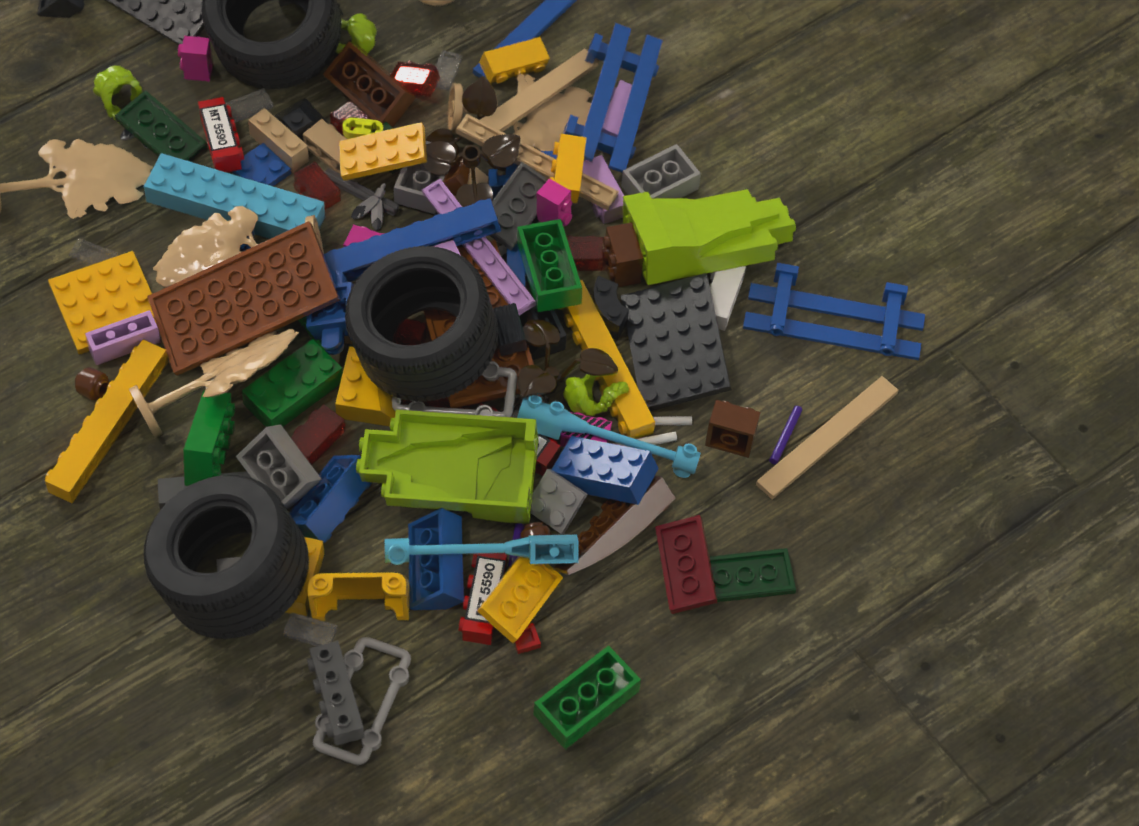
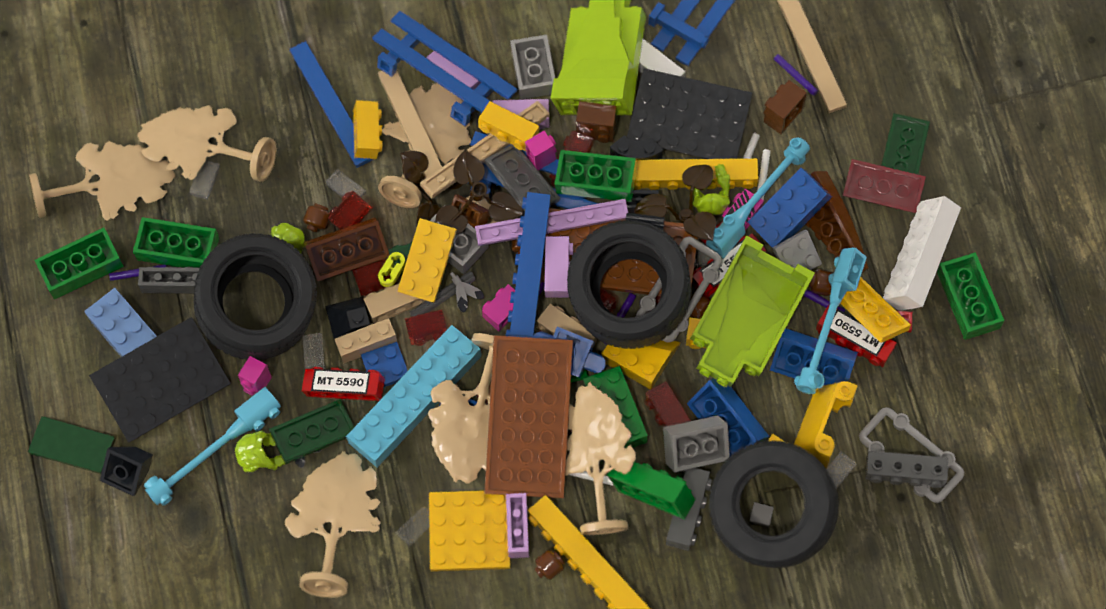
camera: 60 degrees left, 10 degrees up
(154, 73) = (250, 417): none -> medium azure bar
(396, 52) = (316, 217): none -> reddish brown head
(615, 624) = (921, 253): none -> white brick

